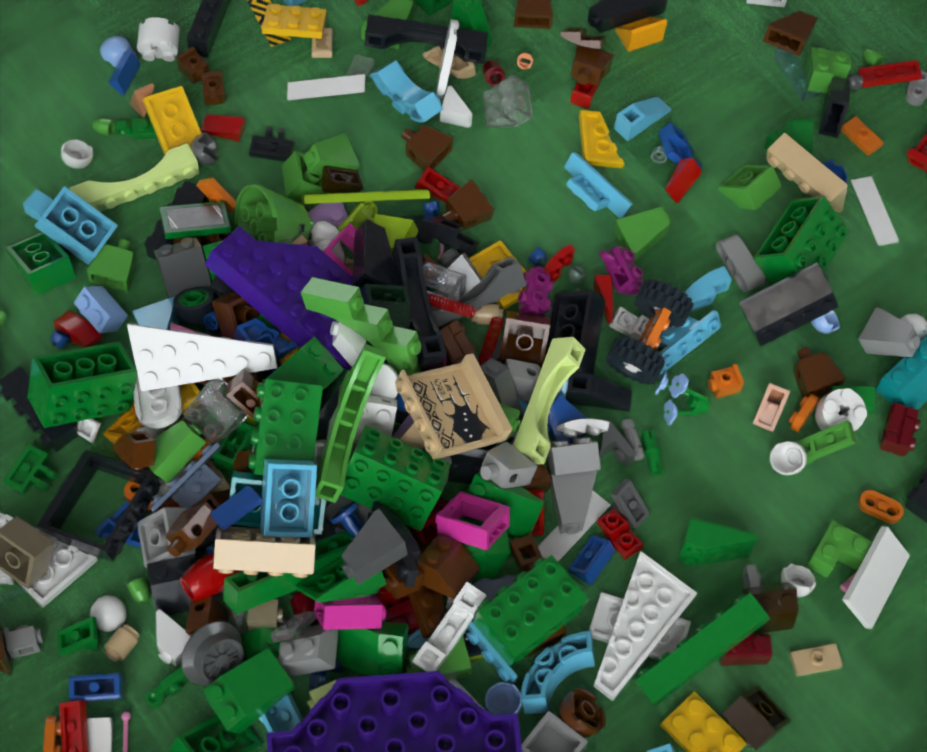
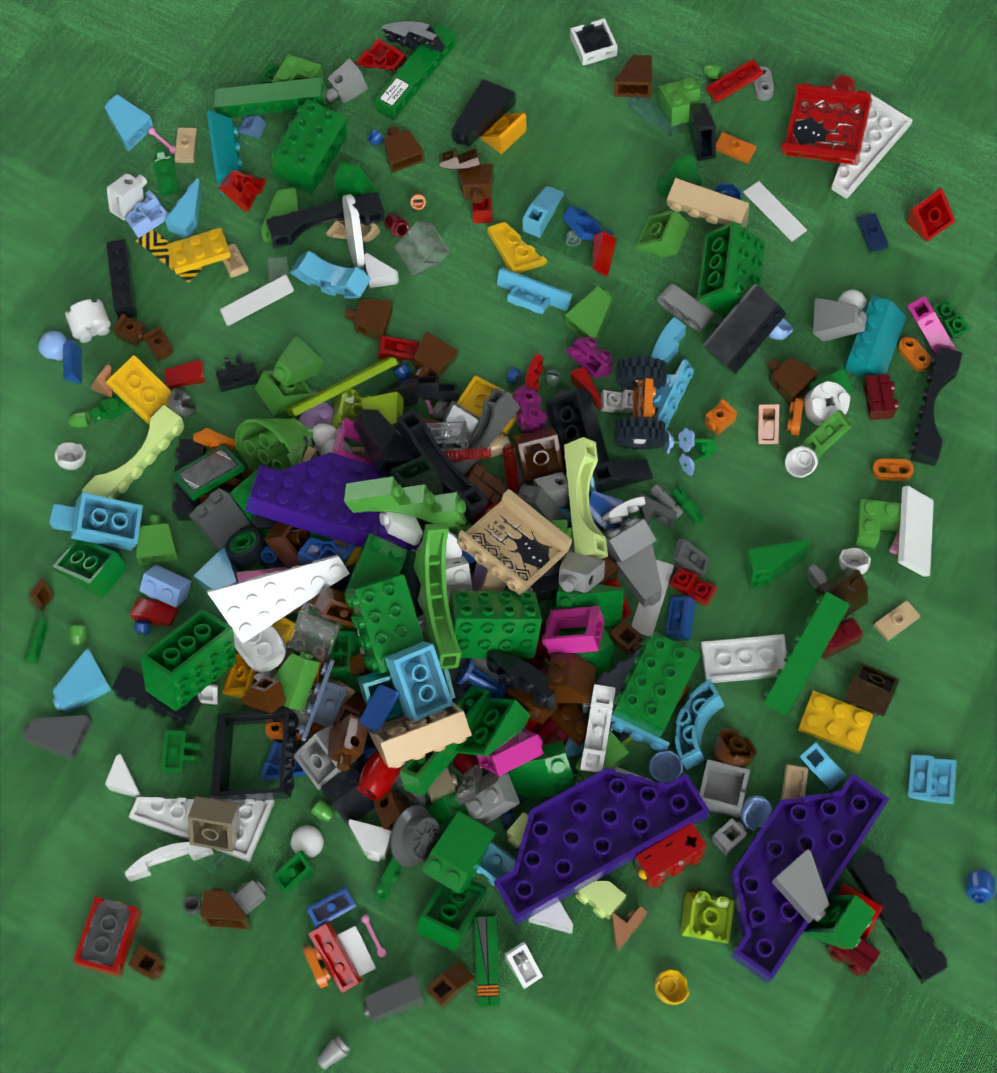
camera: 15 degrees left, 5 degrees up
(121, 643) = (331, 861): tan brick -> none
(340, 180) = (314, 381): dark brown slope -> none
(373, 549) = (510, 692): dark grey slope -> none
(647, 613) = (747, 643): white wing -> none
(855, 81) = (708, 99): dark grey hinge -> none

